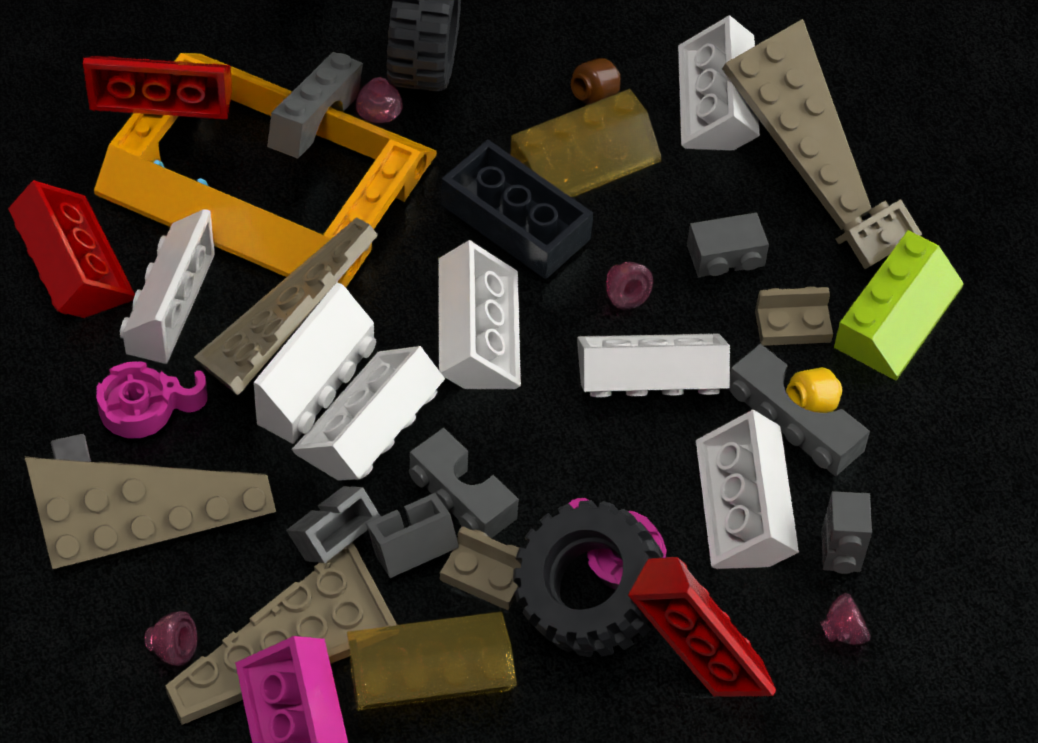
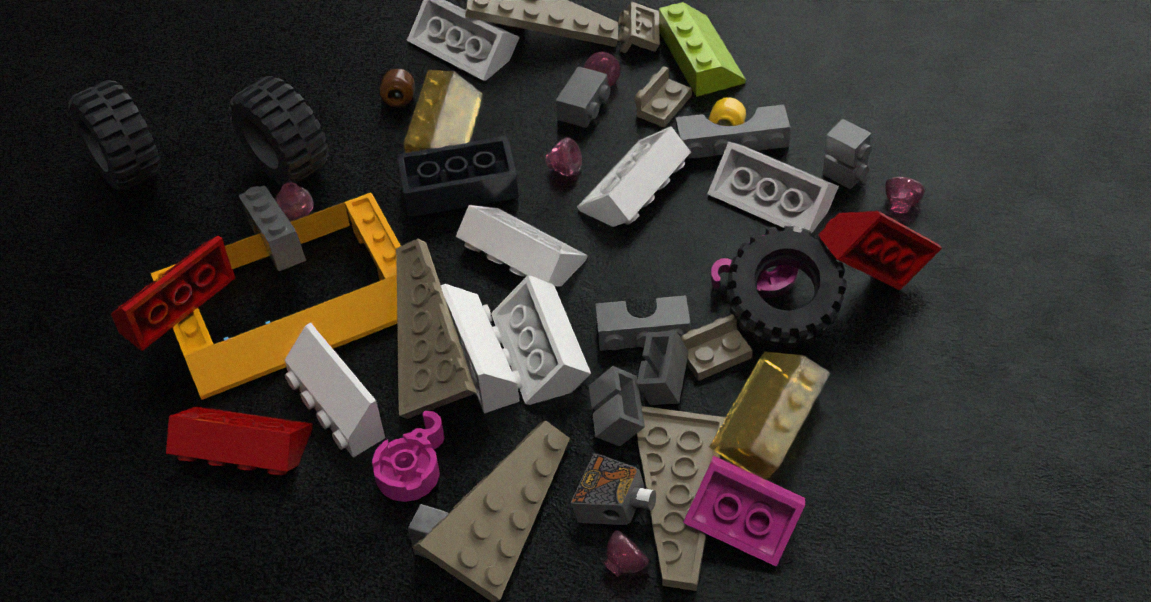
camera: 45 degrees left, 5 degrees down
(229, 582) = (610, 493): none -> torso
(783, 235) = (604, 63): none -> clear pink brick

